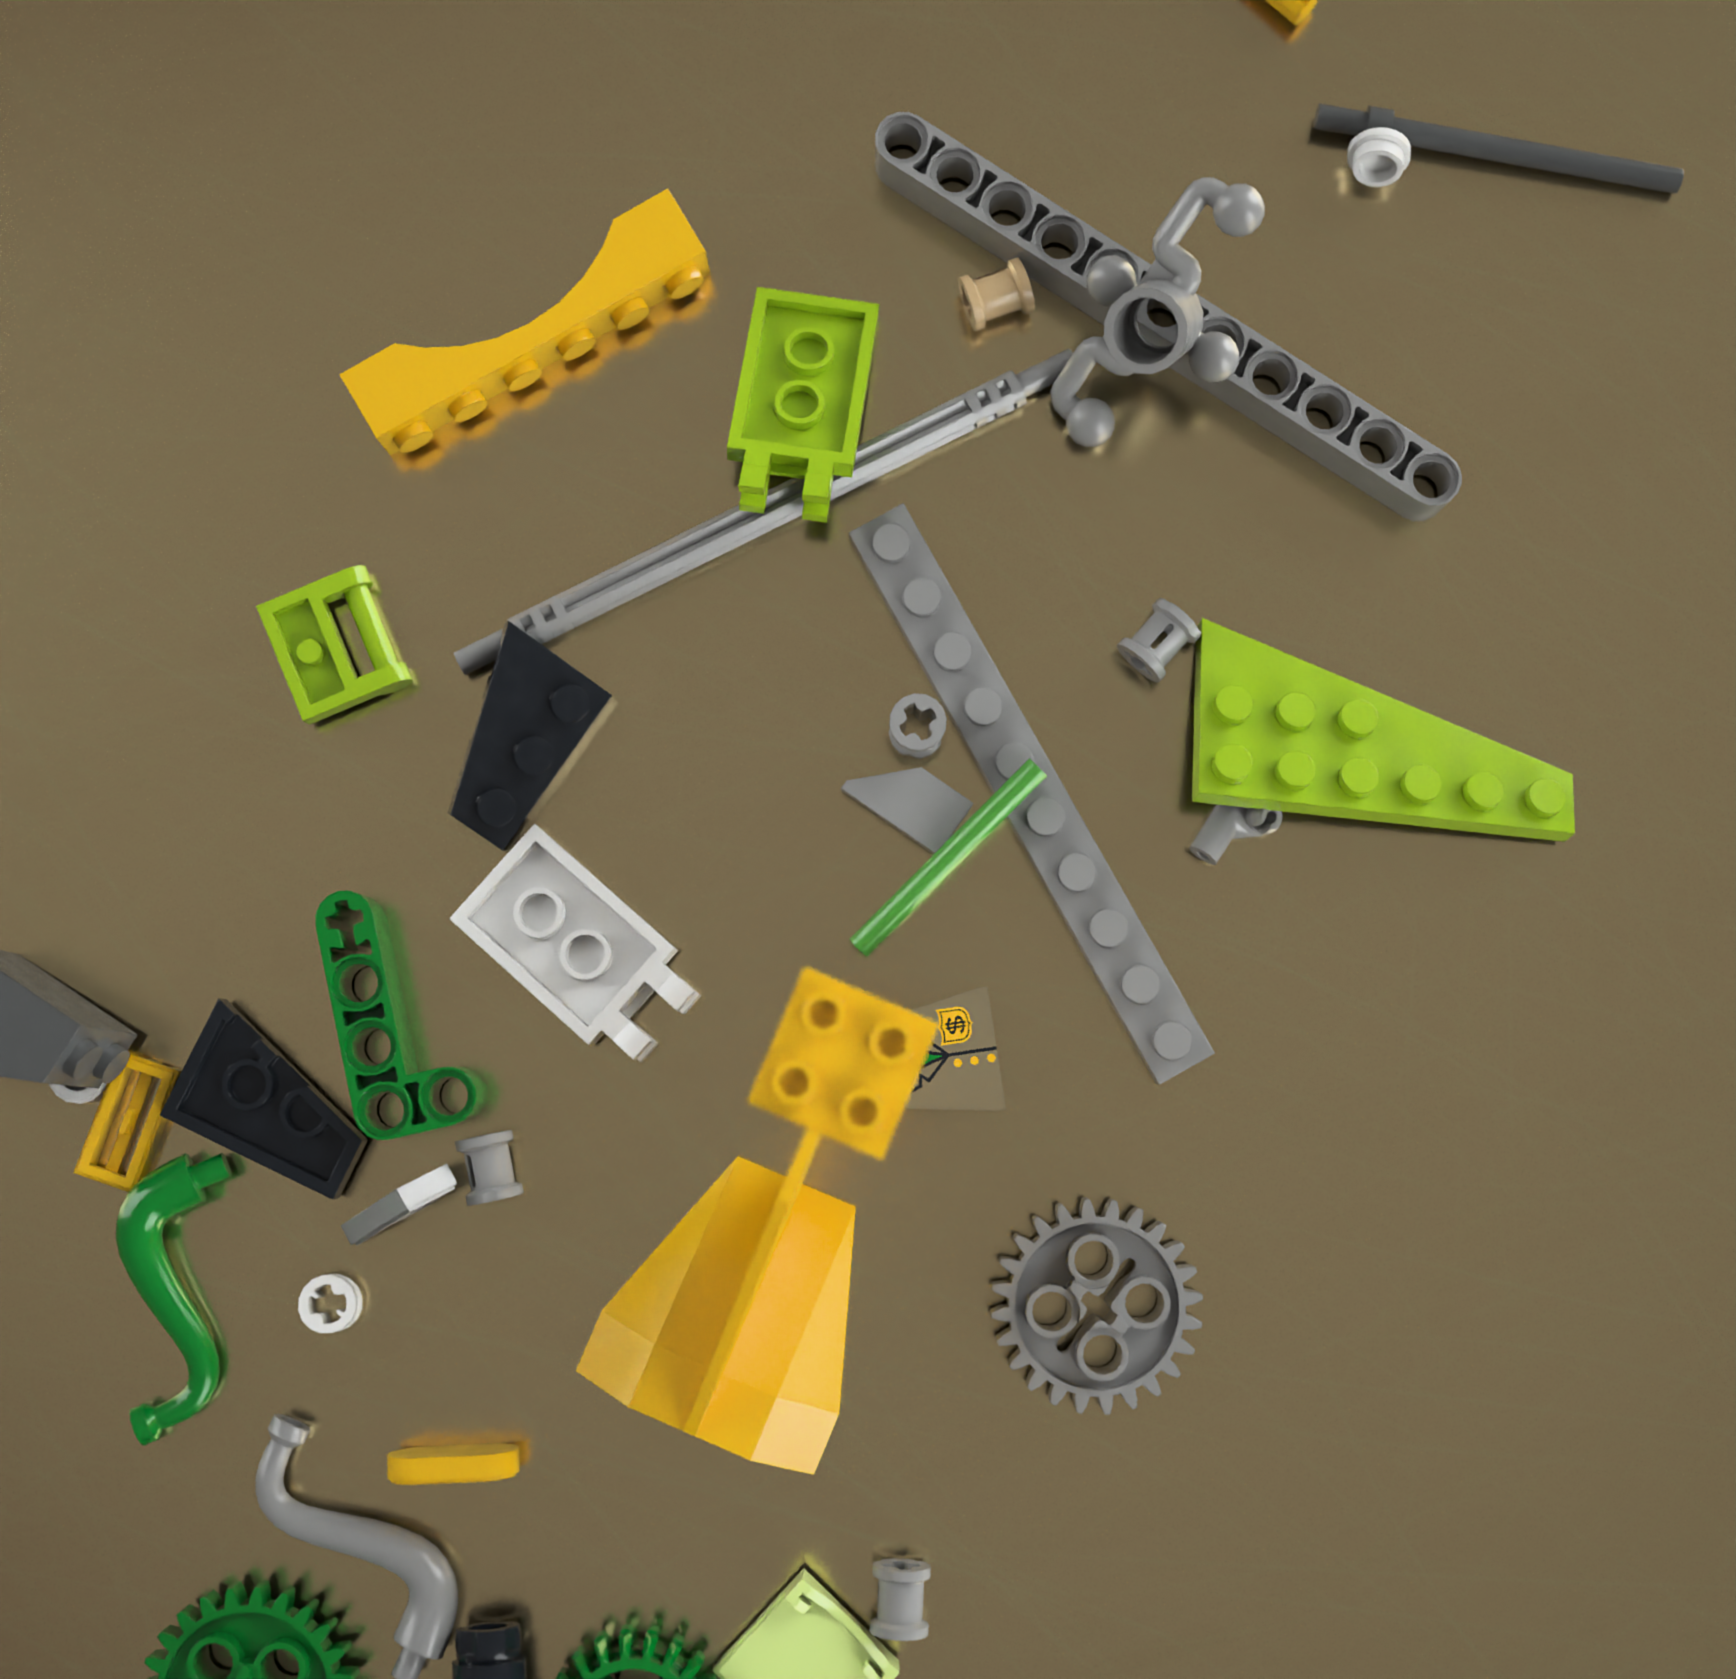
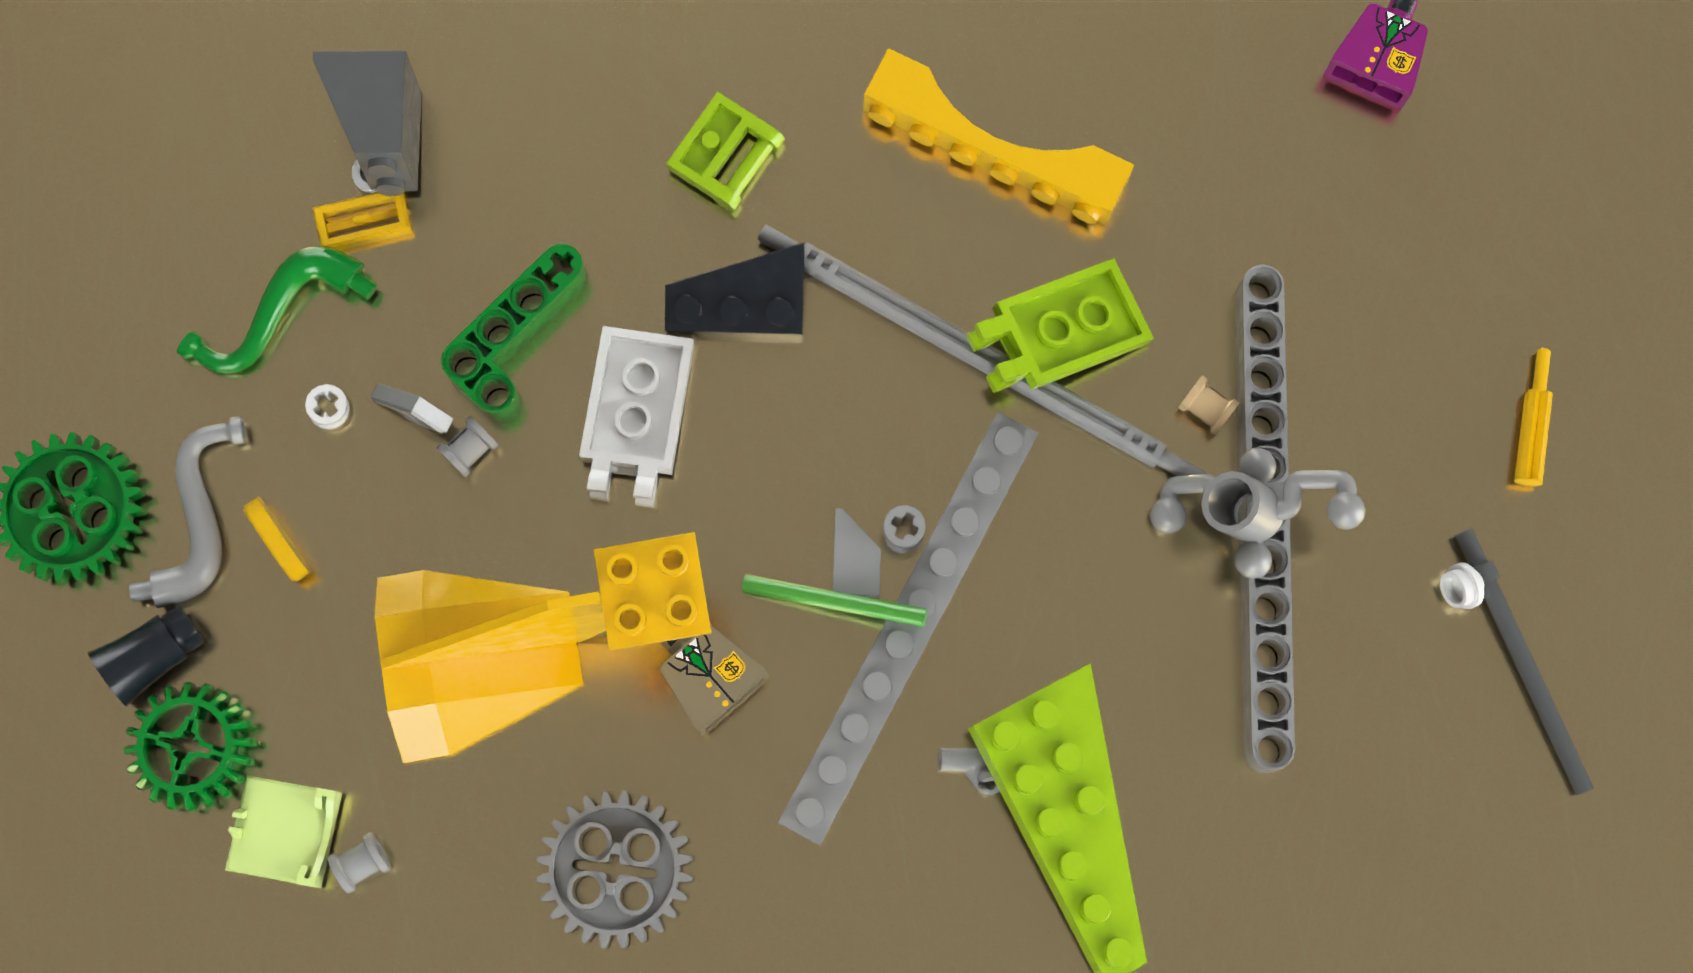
camera: 55 degrees right, 5 degrees down
(262, 1107) = (419, 290): black wing -> none
(1179, 631) = (1072, 639): light grey bush -> none

